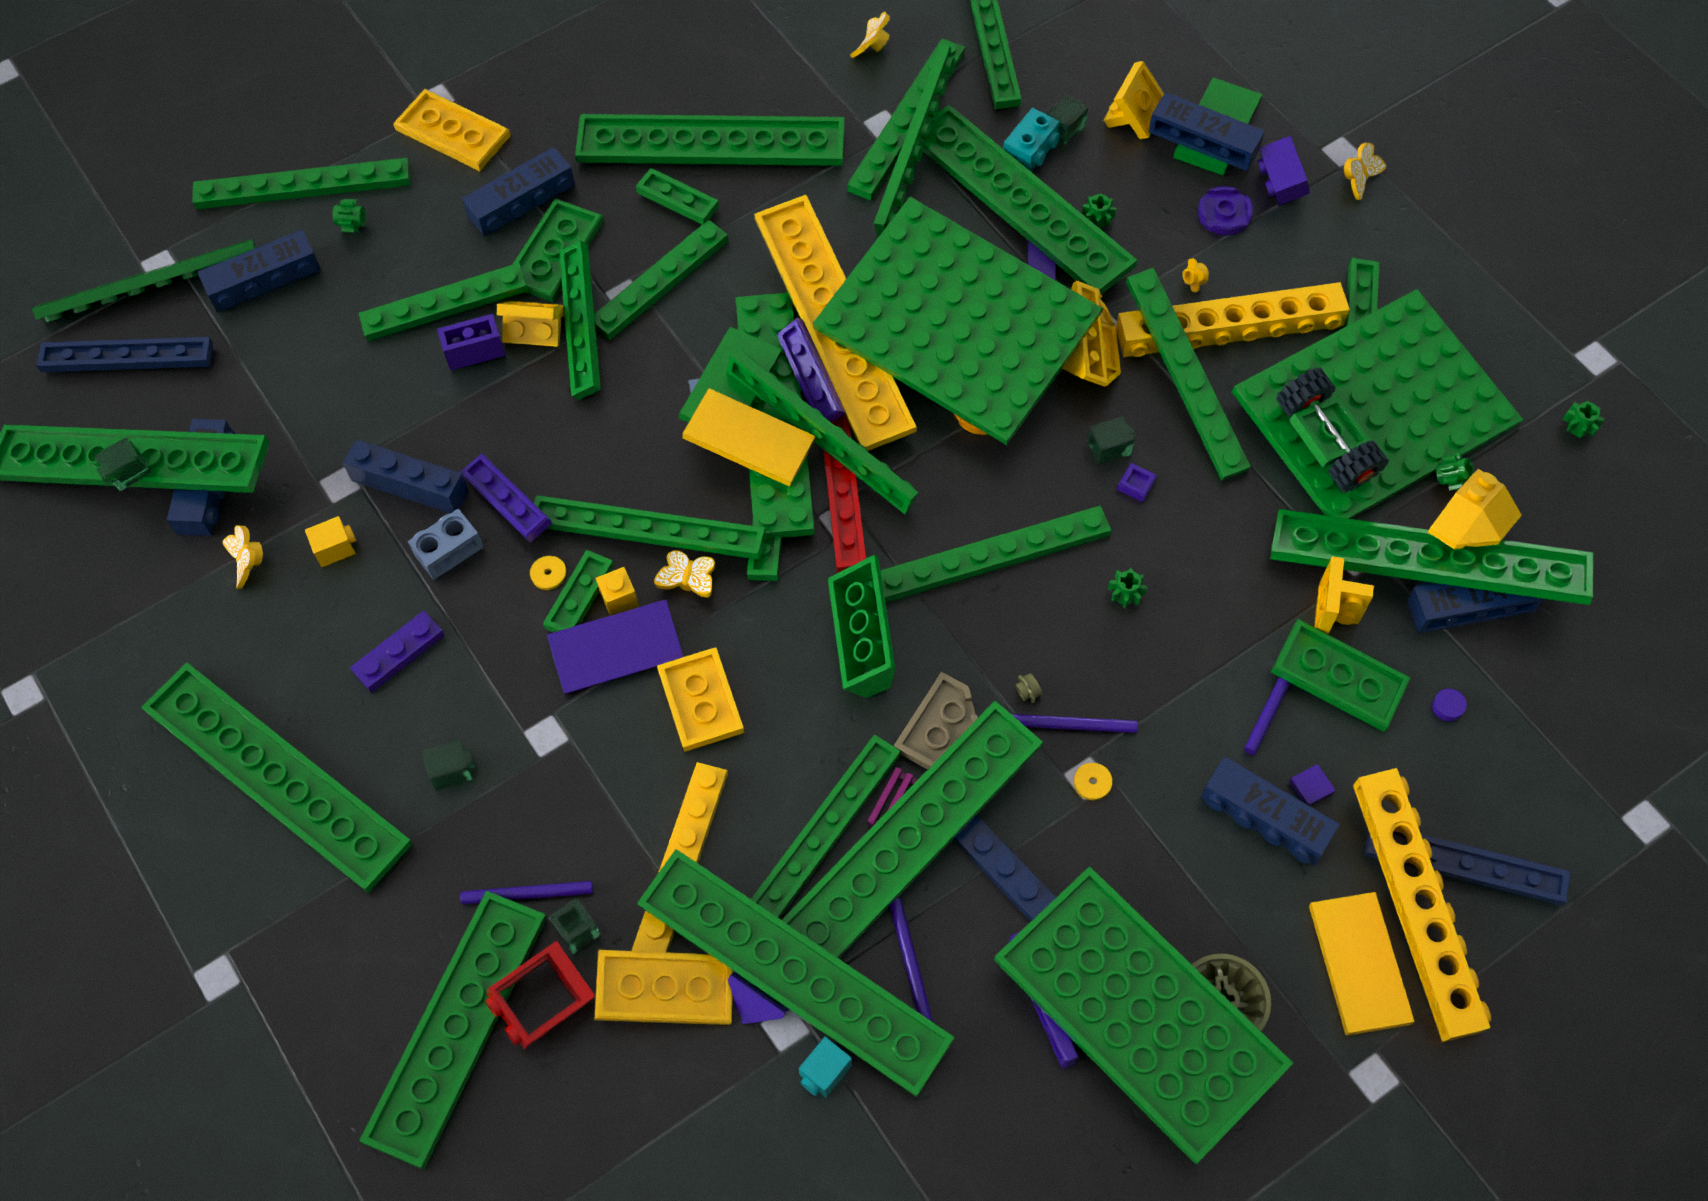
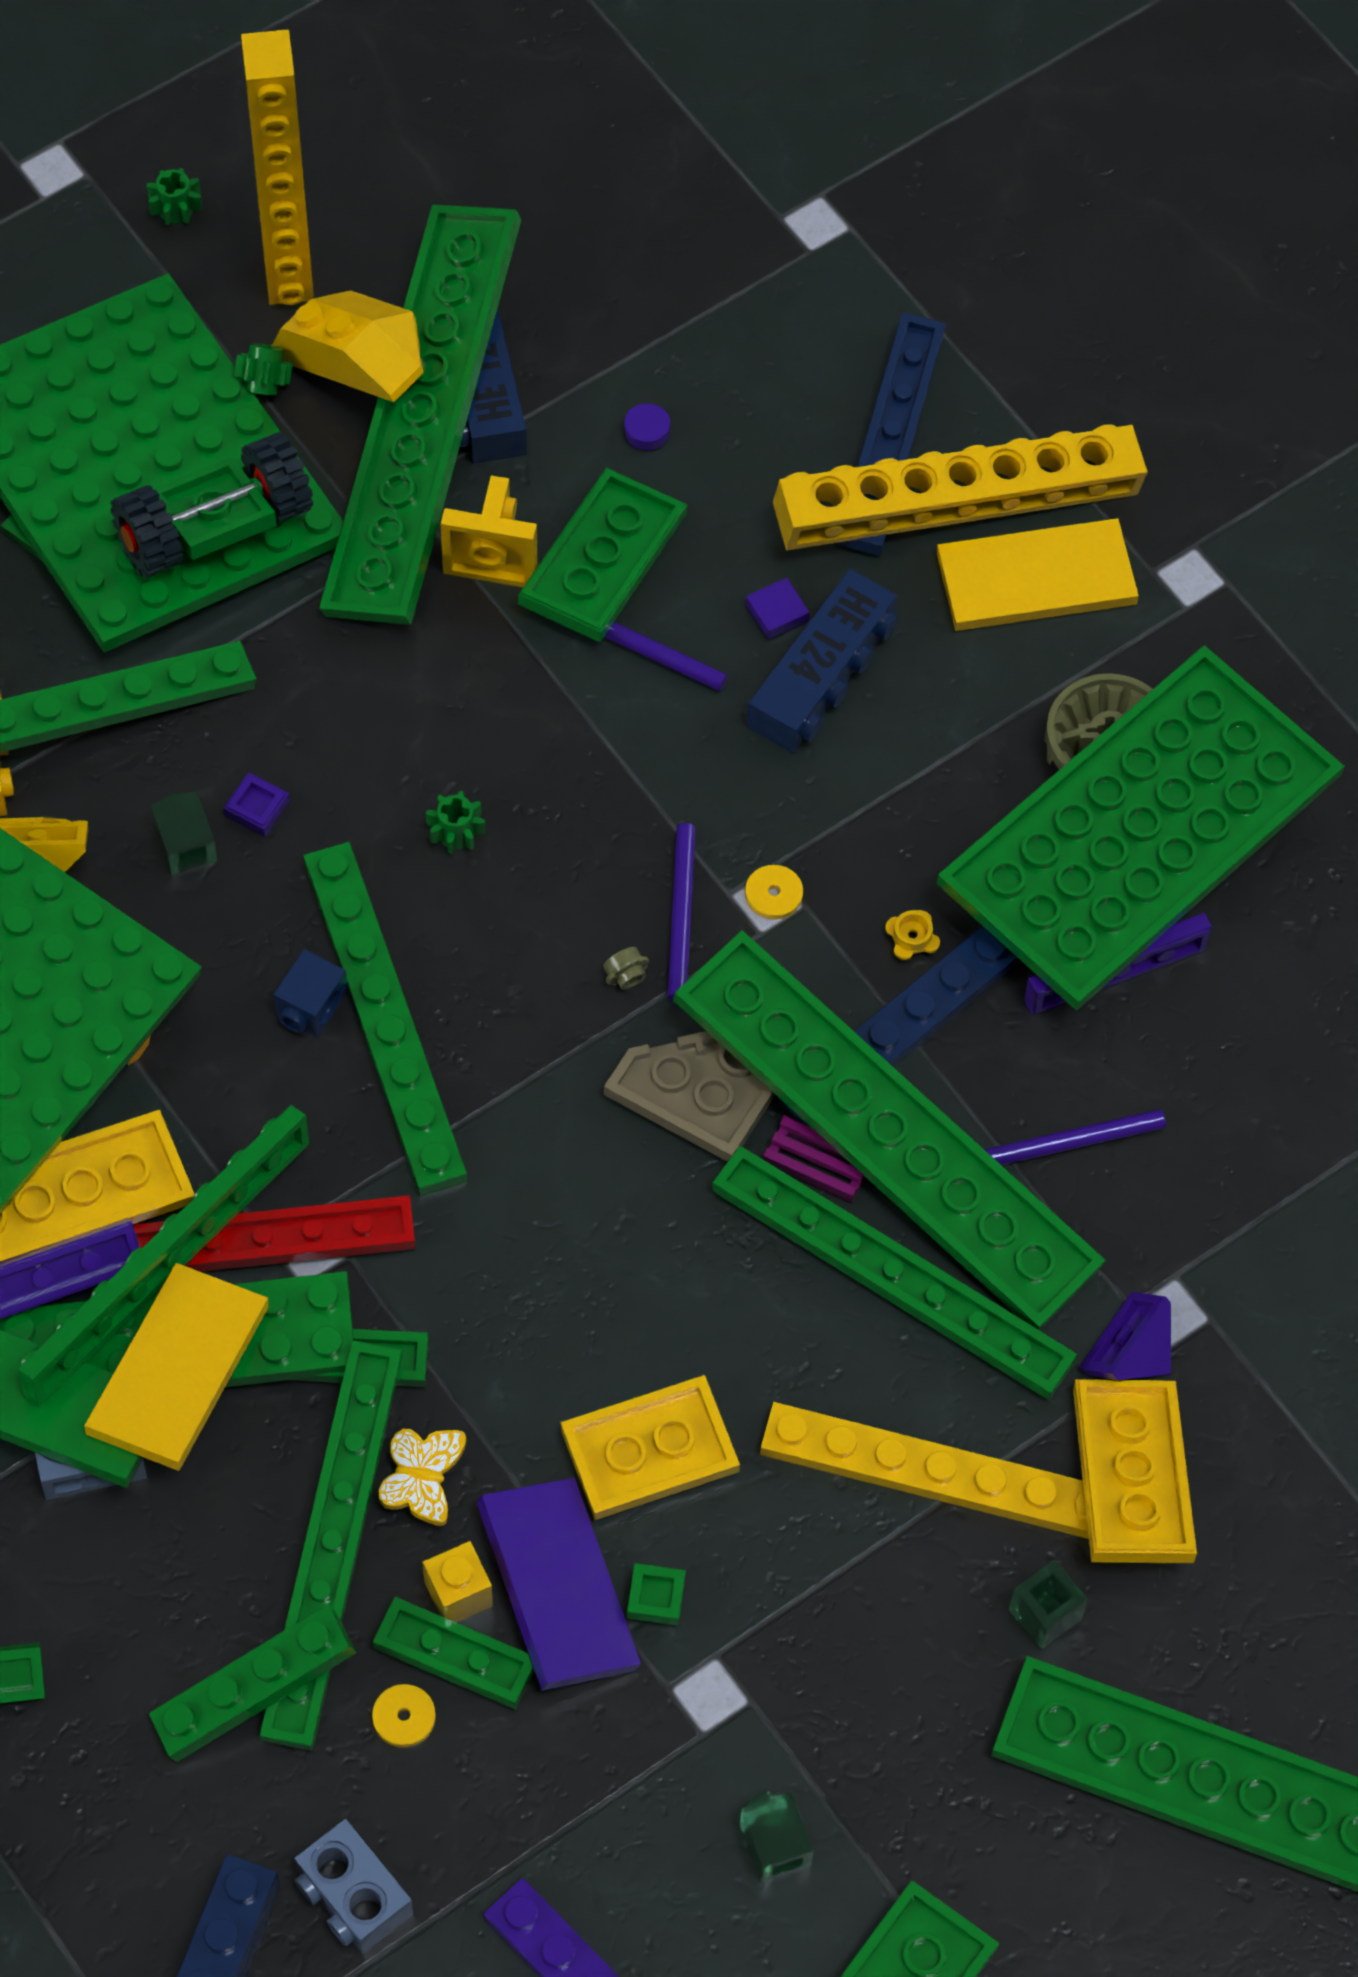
camera: 95 degrees left, 0 degrees up
(506, 498) = (261, 1790): dark purple tile -> none
(530, 892) = (984, 1696): dark purple bar -> none
(565, 489) = (252, 1683): none -> green plate
(567, 974) = (1163, 1593): red window -> none
(605, 701) = (656, 1594): none -> green plate
(796, 972) = (1099, 1288): green plate -> none
(824, 1068) = (1236, 1248): teal brick -> none
(862, 628) = (537, 1184): green slope -> none
(1002, 509) = (310, 994): none -> dark blue brick
(1064, 857) = (917, 922): none -> yellow plate
(1577, 423) = (278, 165): none -> yellow brick

